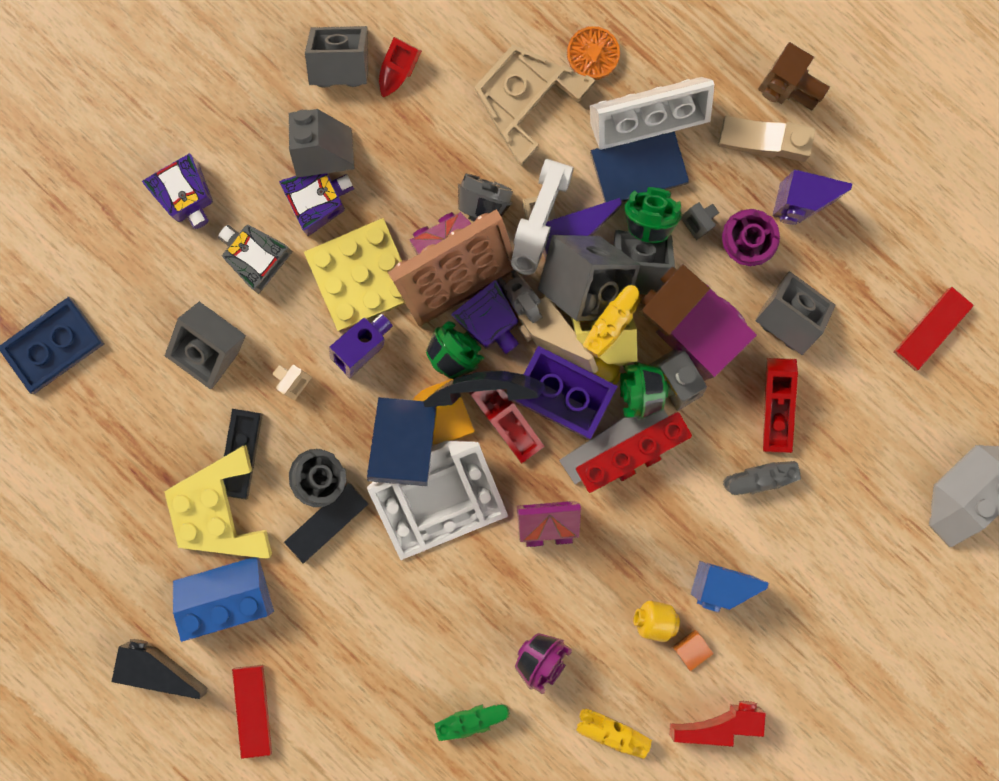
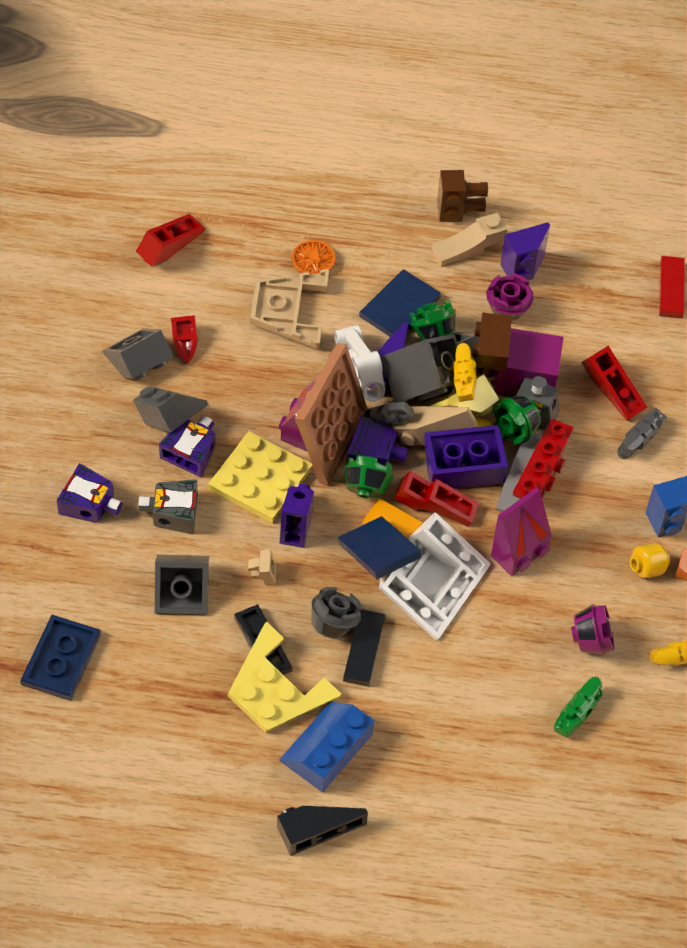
camera: 35 degrees left, 30 degrees down
(252, 711) = (412, 810): red tile -> none
(482, 196) = (305, 371): dark grey cone -> none
(517, 386) = (432, 455): black slope -> none
(652, 112) = (383, 264): white slope -> none
(700, 220) = (467, 309): dark grey tile -> none
(796, 313) = (578, 326): dark grey slope -> none

